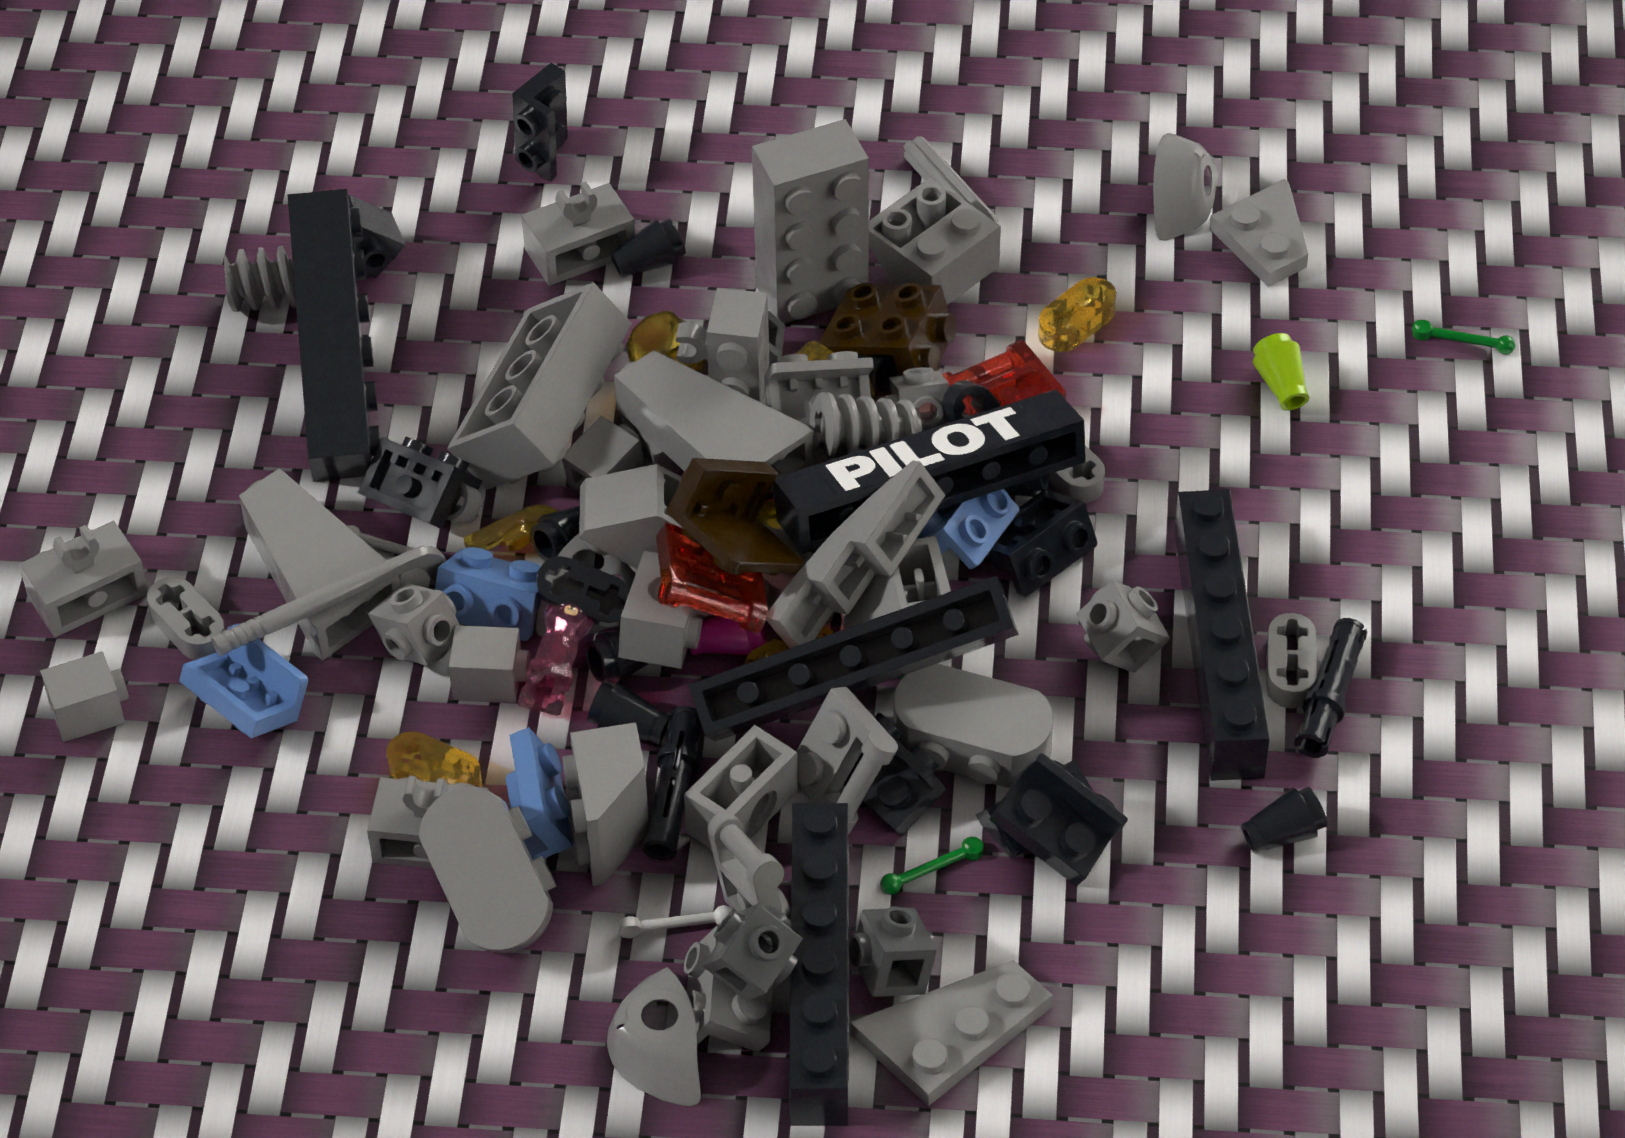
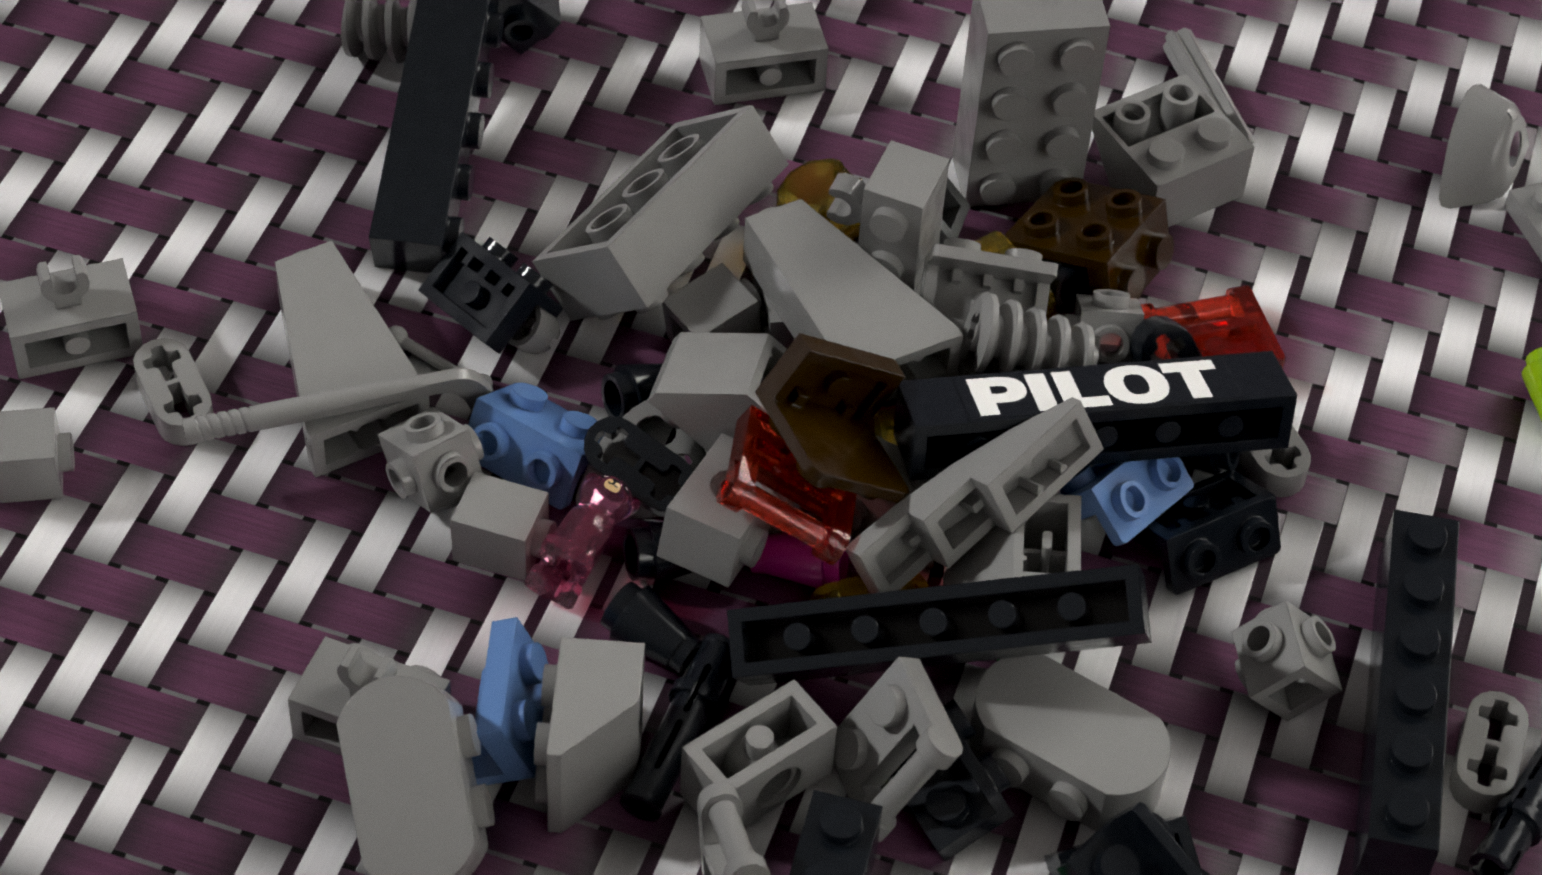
camera: 10 degrees right, 0 degrees up
(248, 687) = (212, 490): medium blue bracket -> none
(436, 761) = (408, 631): clear yellow beam -> none
(510, 531) = (578, 375): clear yellow piece -> none
(649, 249) = (838, 87): black cone -> none
(1083, 318) = (1326, 277): clear yellow beam -> none

